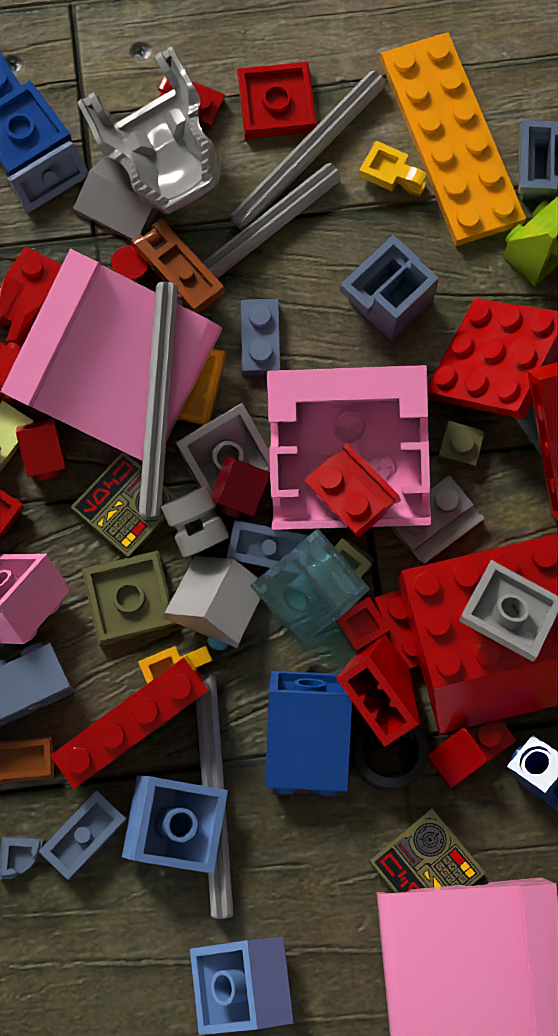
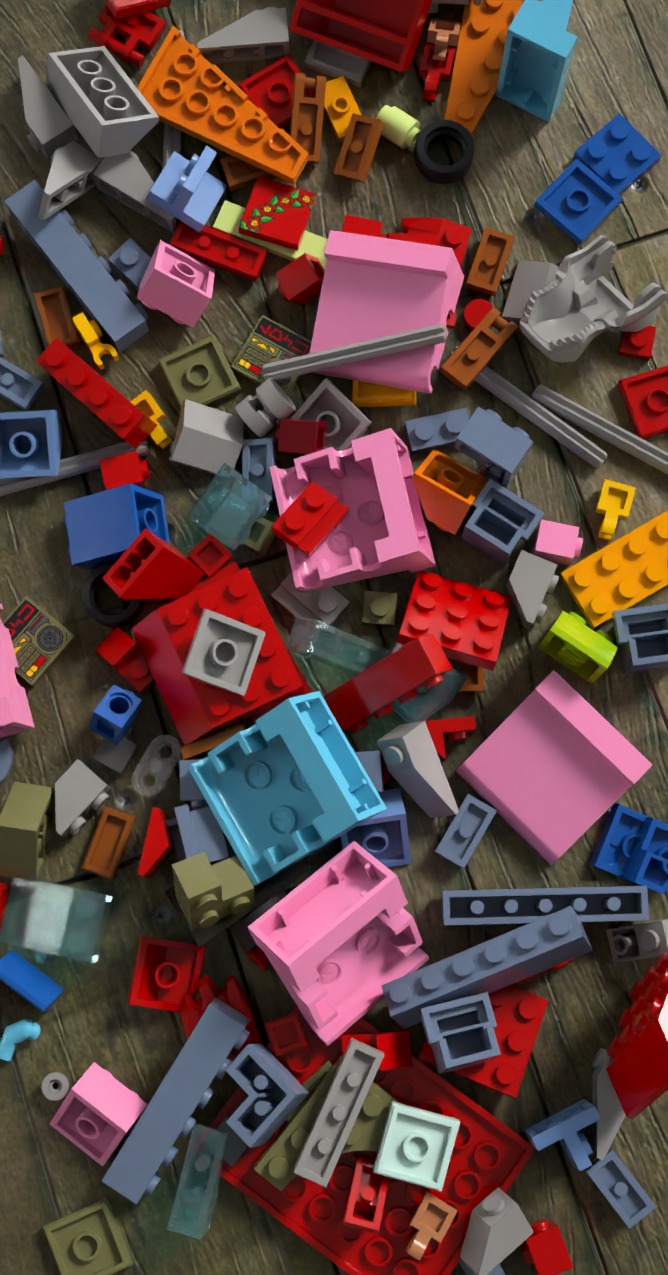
camera: 80 degrees right, 5 degrees up
(48, 176) = (539, 233): sand blue plate -> none
(49, 719) = (90, 334): none -> yellow plate
(63, 232) = (490, 262): none -> dark orange plate
(241, 708) = (124, 470): none -> red brick
(305, 270) = (494, 446): none -> sand blue brick
(340, 335) = (447, 490): none -> orange slope
(425, 233) = (557, 542): none -> bright pink brick
(469, 274) = (528, 586): none -> light grey slope
(506, 497) = (333, 646): none -> clear light blue slope

